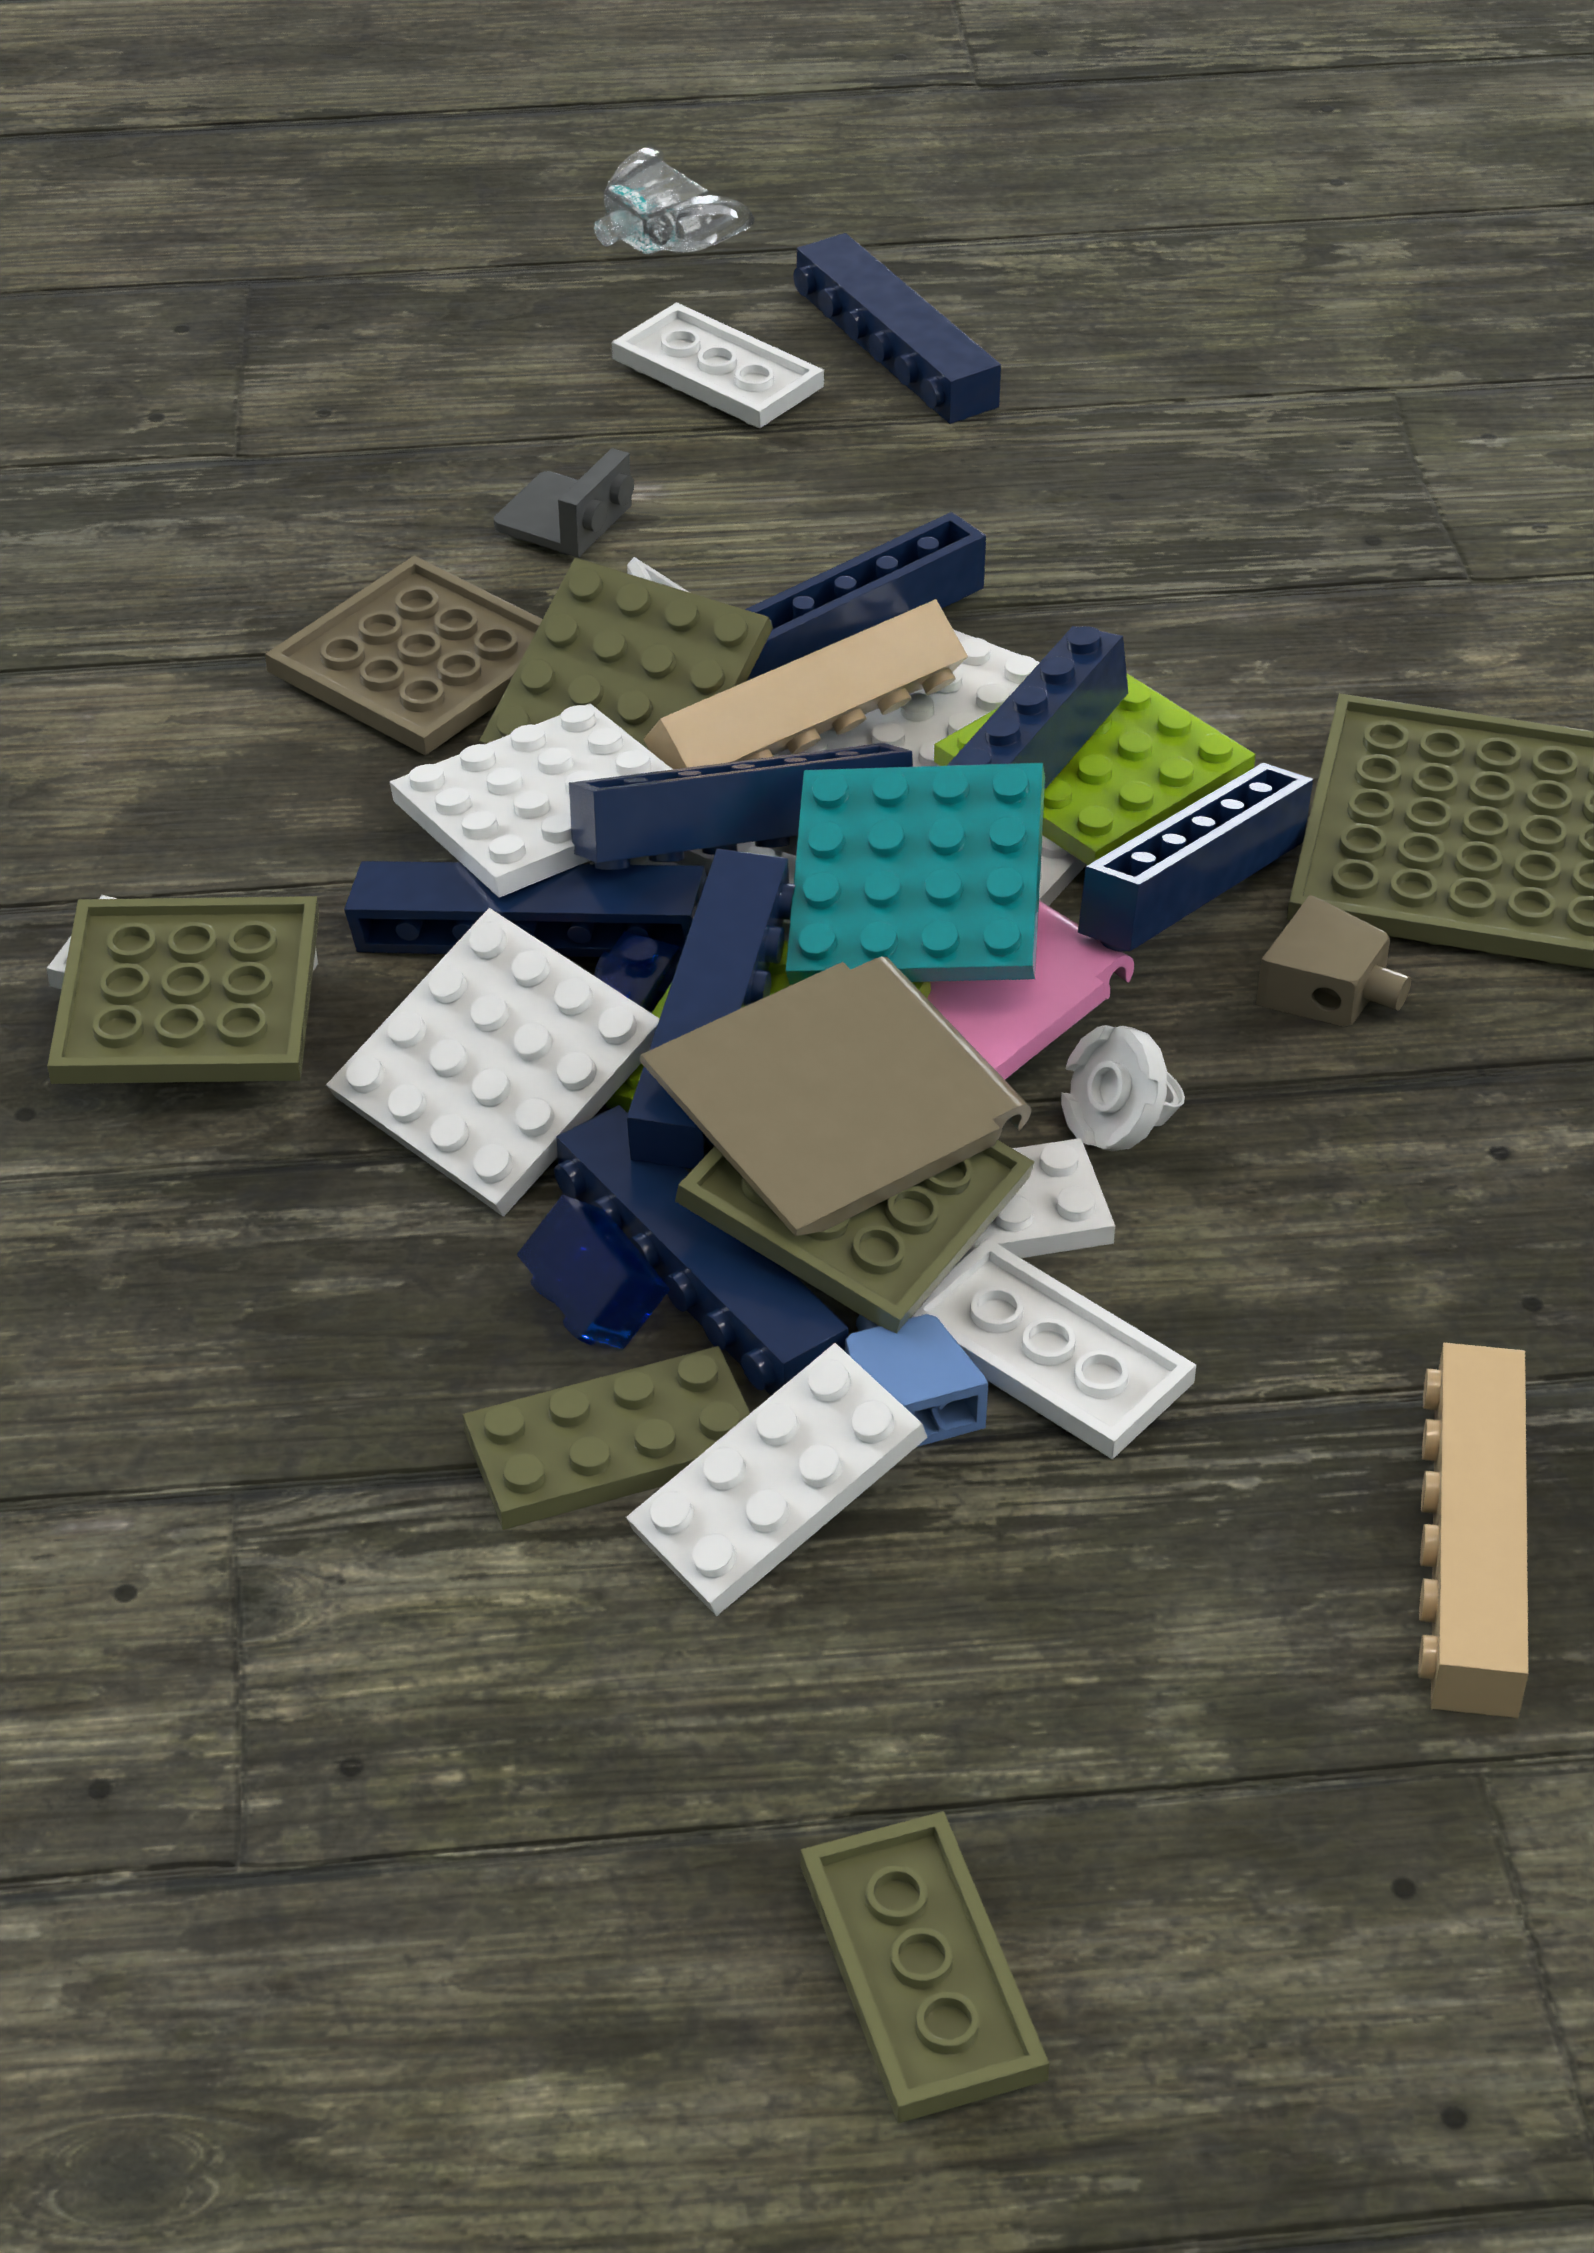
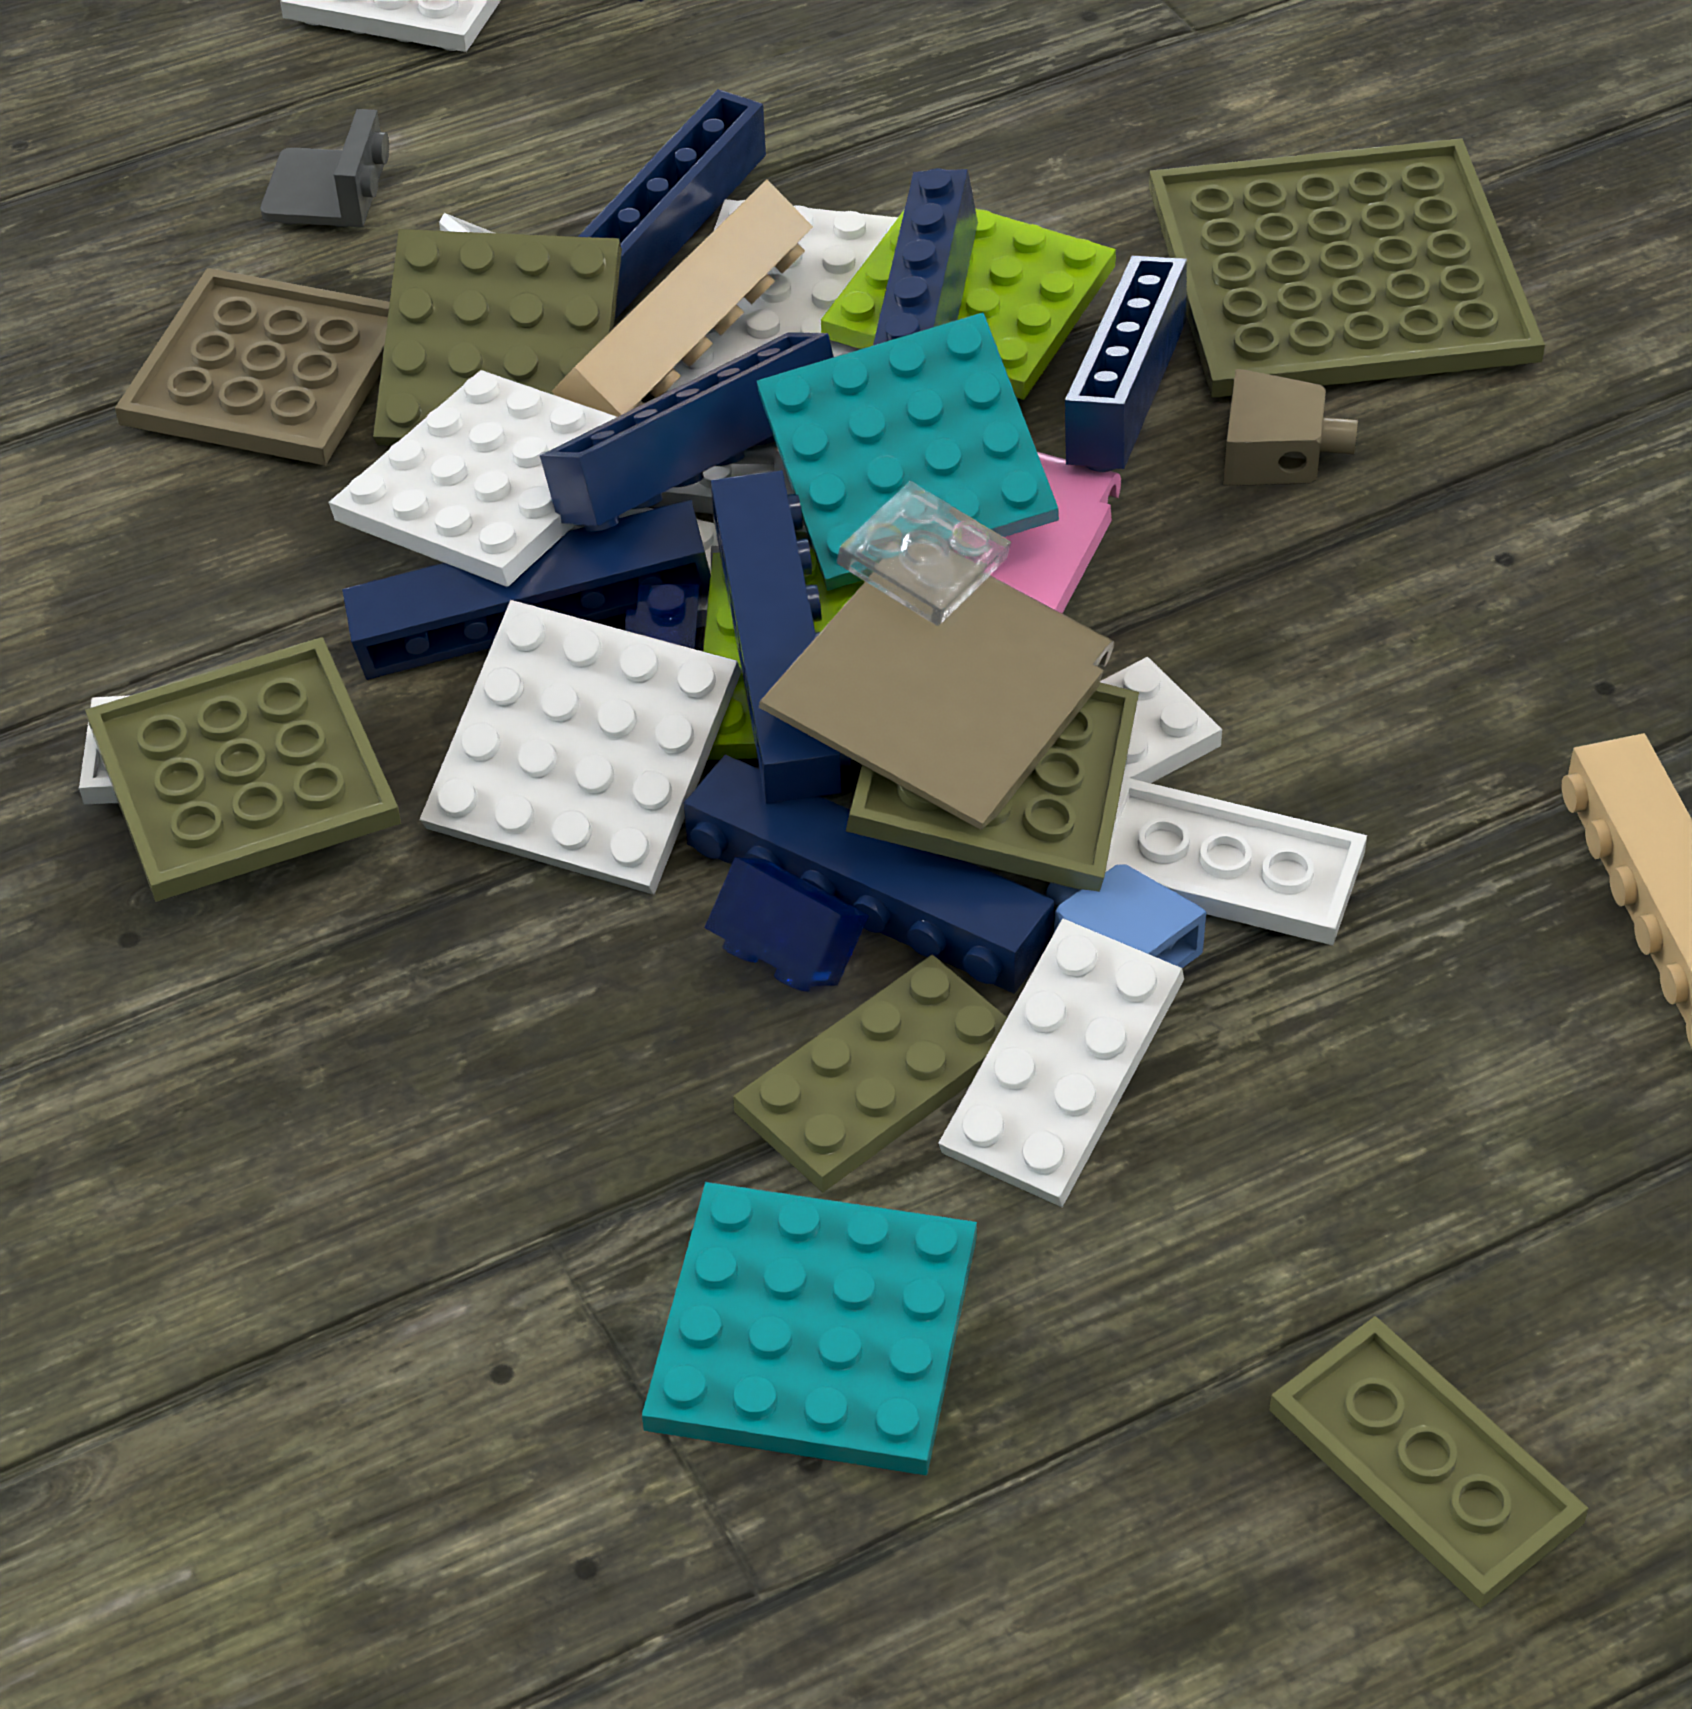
camera: 20 degrees left, 5 degrees up
(420, 1646) = (812, 1328): none -> teal plate
(875, 968) = (923, 553): none -> clear plate
(1118, 1088) = (1163, 600): white tile -> none

